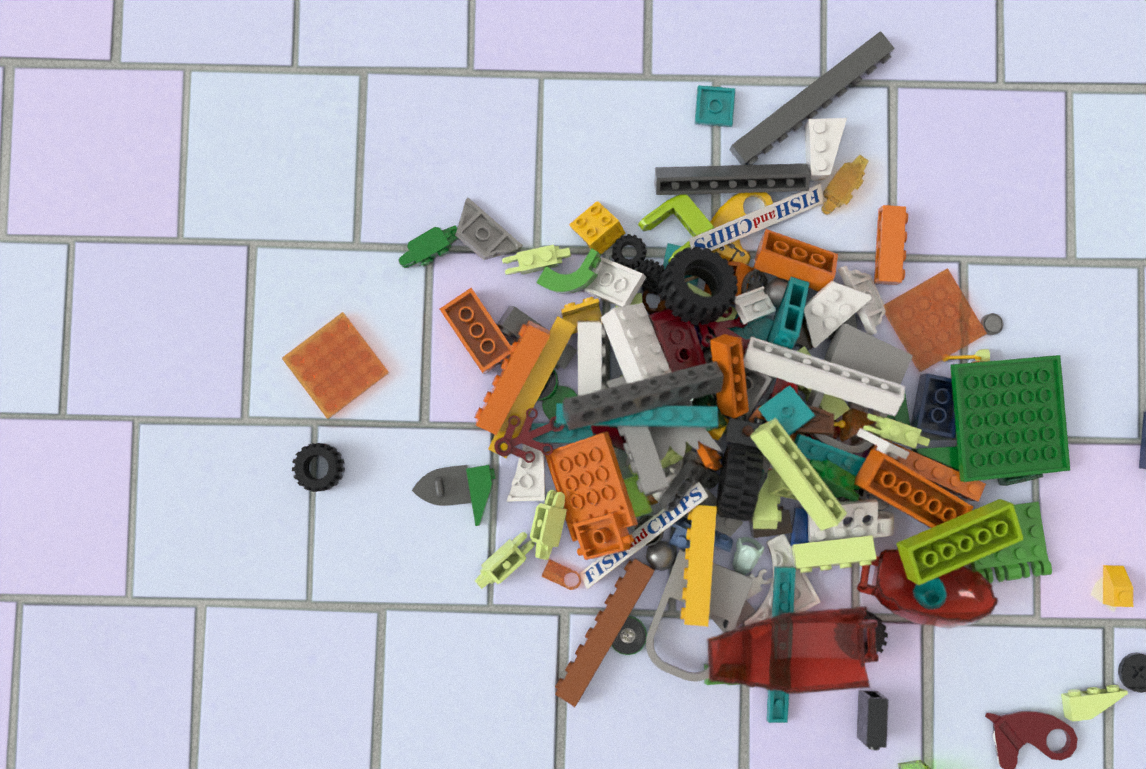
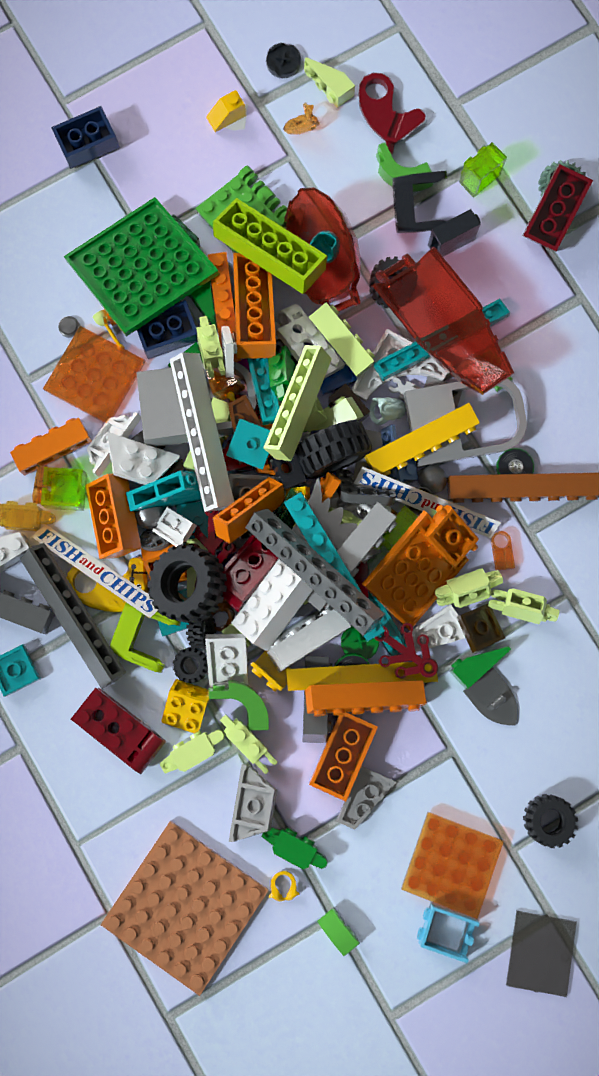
camera: 120 degrees left, 5 degrees down
(222, 393) = (541, 953): none -> clear smoke piece
(286, 327) = (447, 932): none -> window
(342, 240) = (338, 932): none -> bright green slope
(404, 210) = (275, 894): none -> yellow piece
(434, 327) = (365, 794): none -> light grey wing
(439, 133) = (184, 907): none -> nougat plate
(509, 512) = (480, 627): none -> dark brown plate
(556, 211) = (193, 752): none -> yellowish green hinge
(594, 169) = (133, 743): none -> dark red hinge
(843, 236) = (66, 488): none -> clear neon green piece
(861, 218) = (38, 485): none -> clear orange piece
(930, 693) = (404, 201): none -> black connector
(955, 707) = (389, 168): none -> bright green arch
(1063, 650) = (302, 123): none -> clear orange piece

